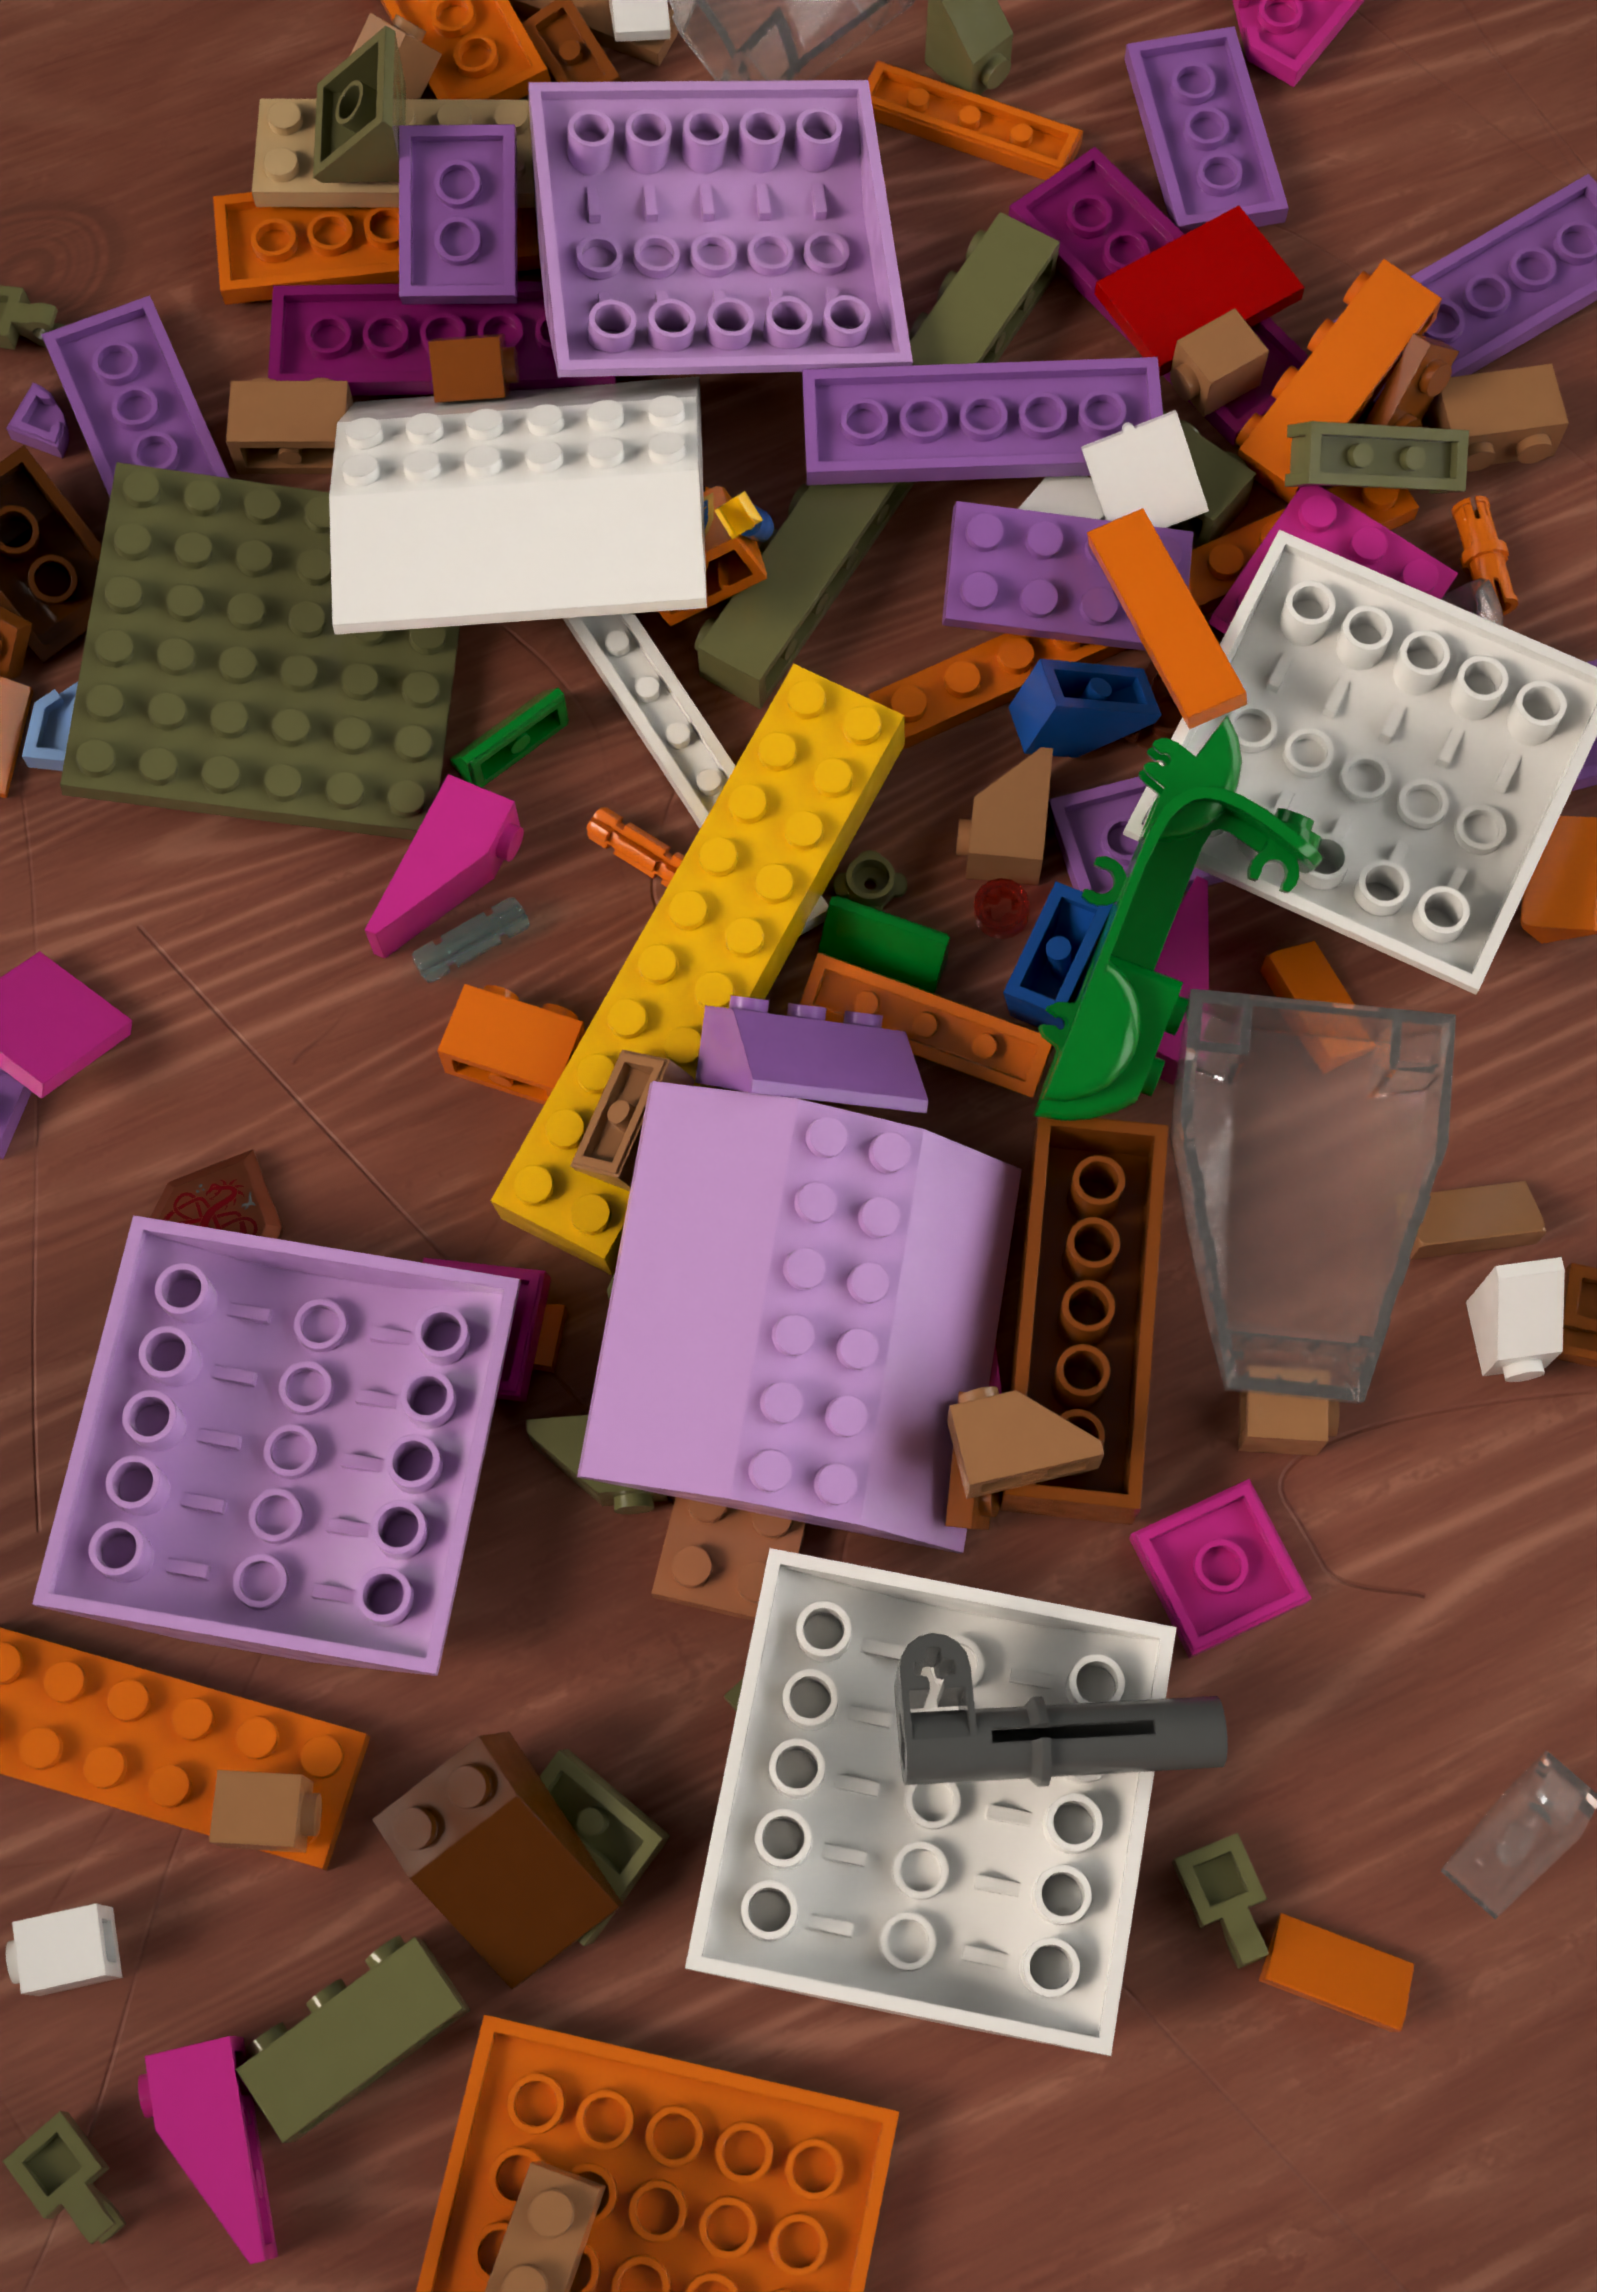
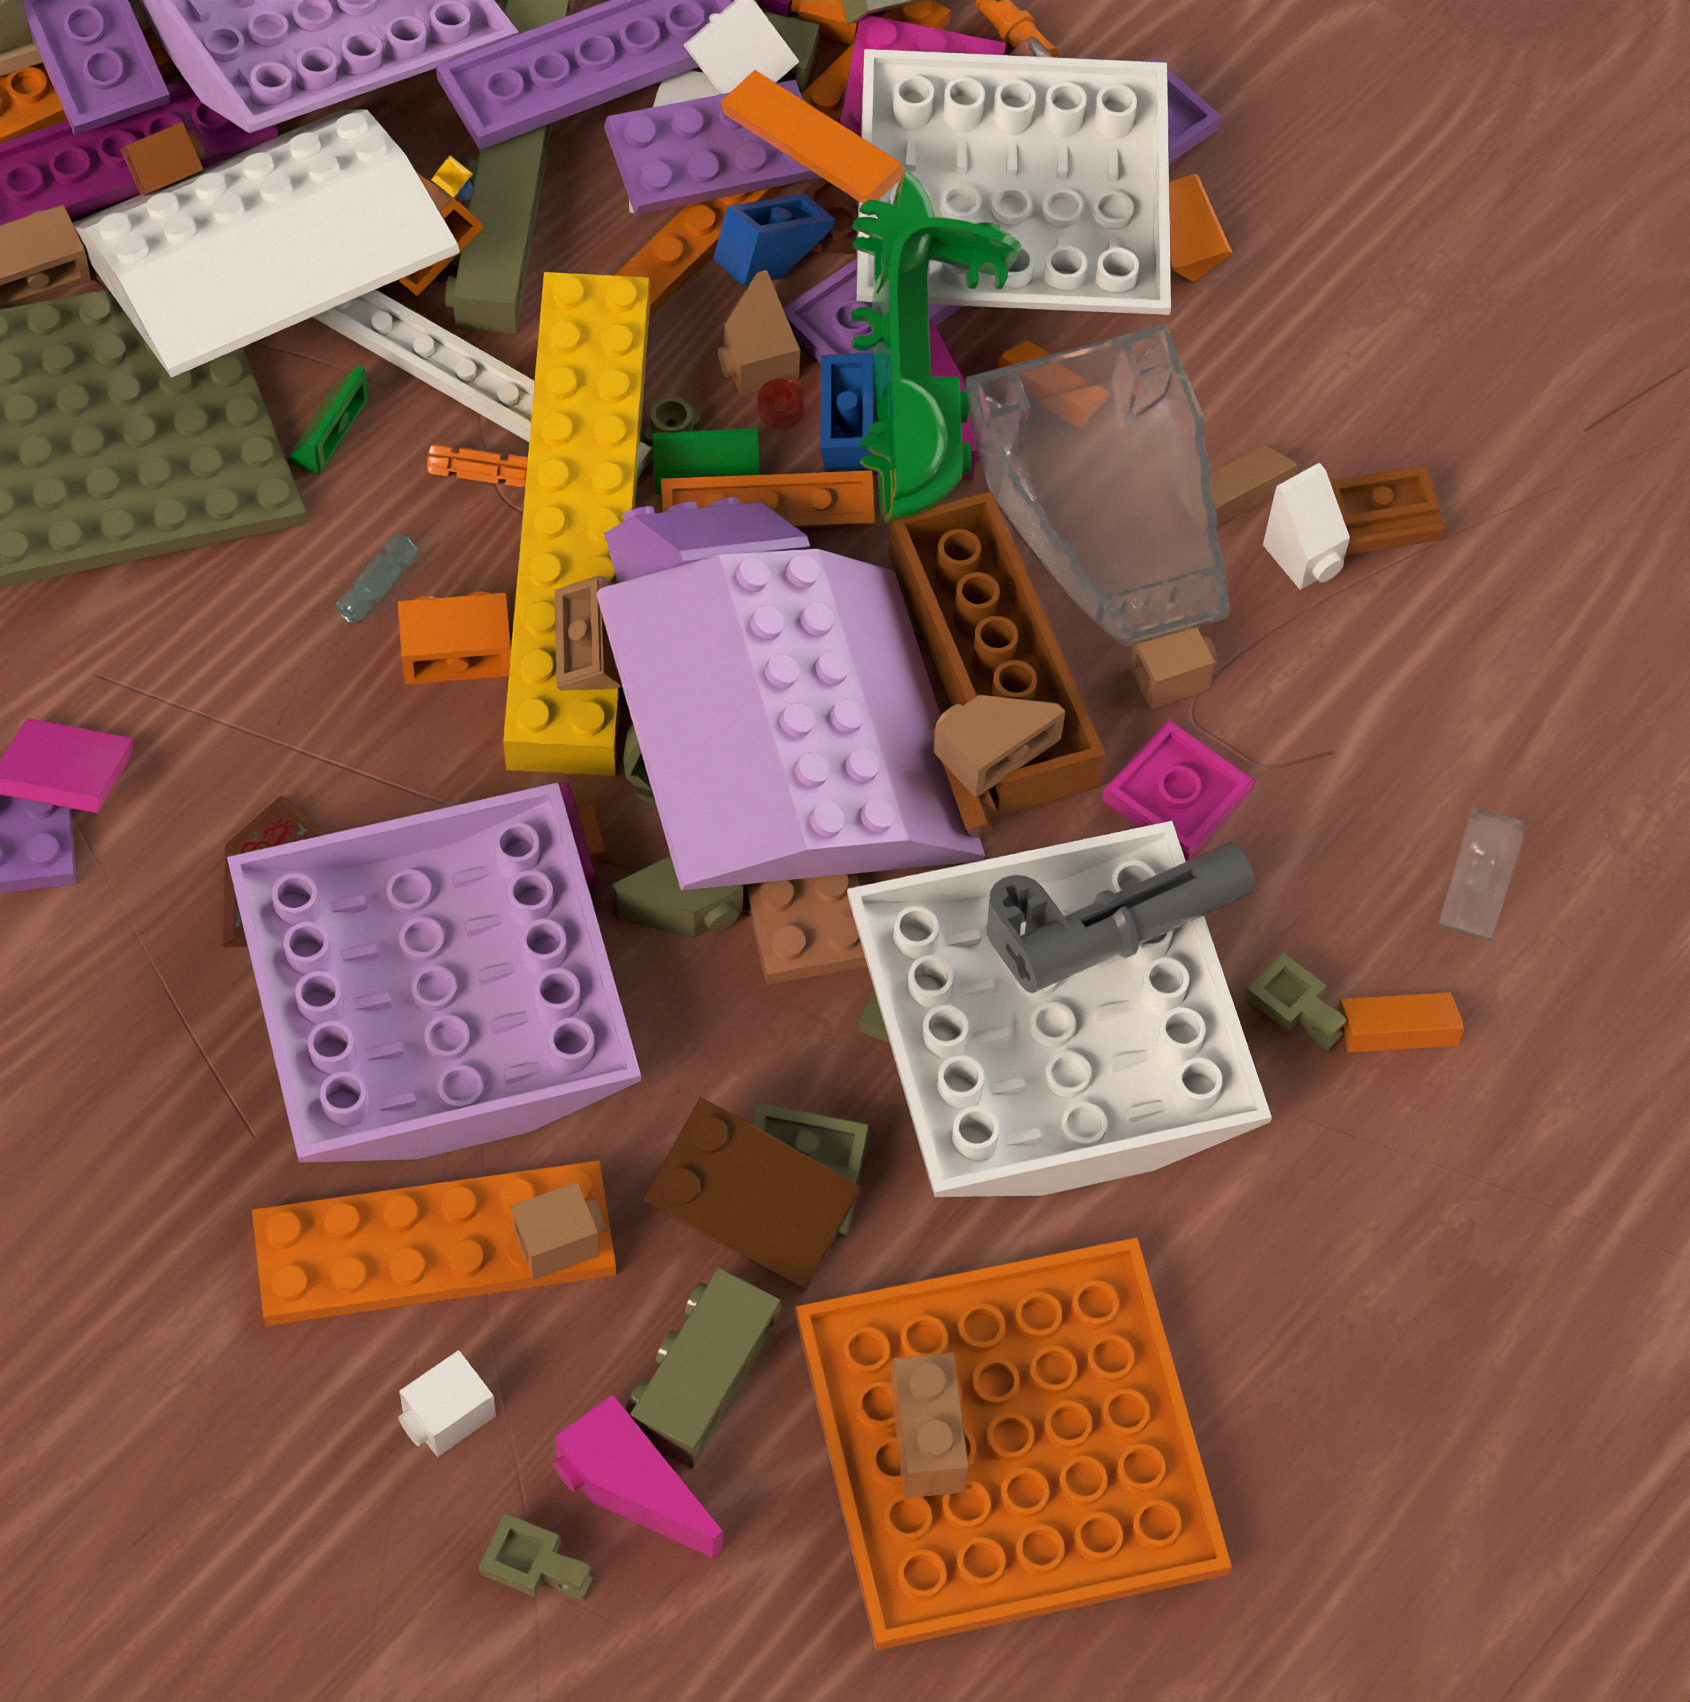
camera: 30 degrees left, 10 degrees down
(448, 861) = (331, 526): dark pink slope -> none

